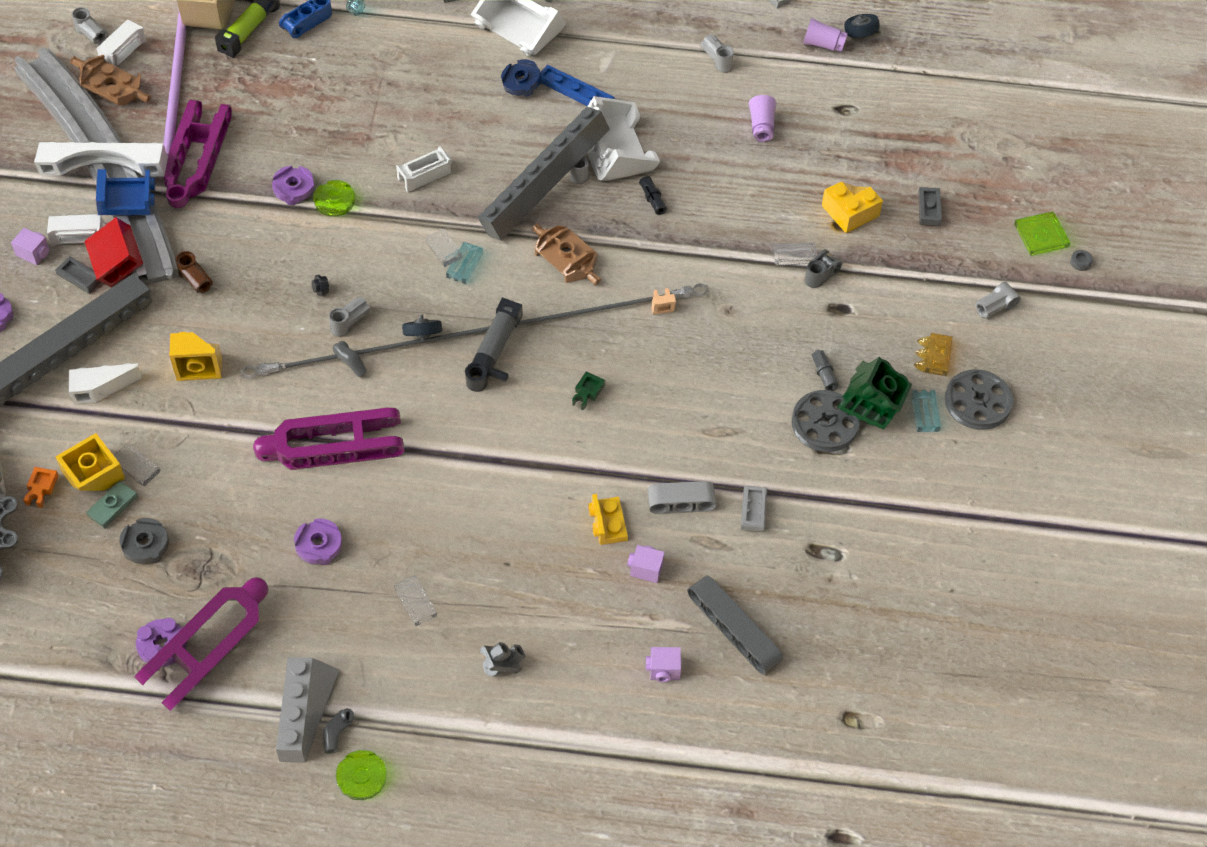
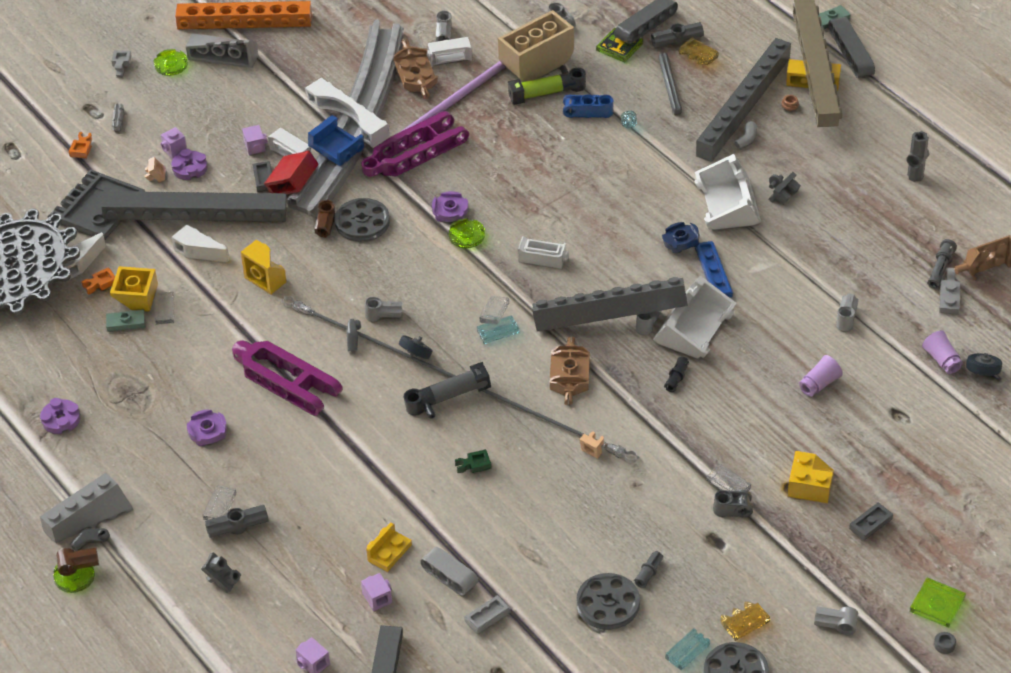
camera: 50 degrees right, 10 degrees down
(138, 531) = (115, 362): dark grey plate -> none
(225, 257) = (356, 214): none -> dark grey wedge
(248, 596) = (126, 426): magenta piece -> none
(320, 285) = (390, 279): black plate -> none
(354, 765) = (70, 560): none -> reddish brown piece
(447, 613) = (236, 521): none -> dark grey piece
(875, 393) = (658, 606): dark green slope -> none

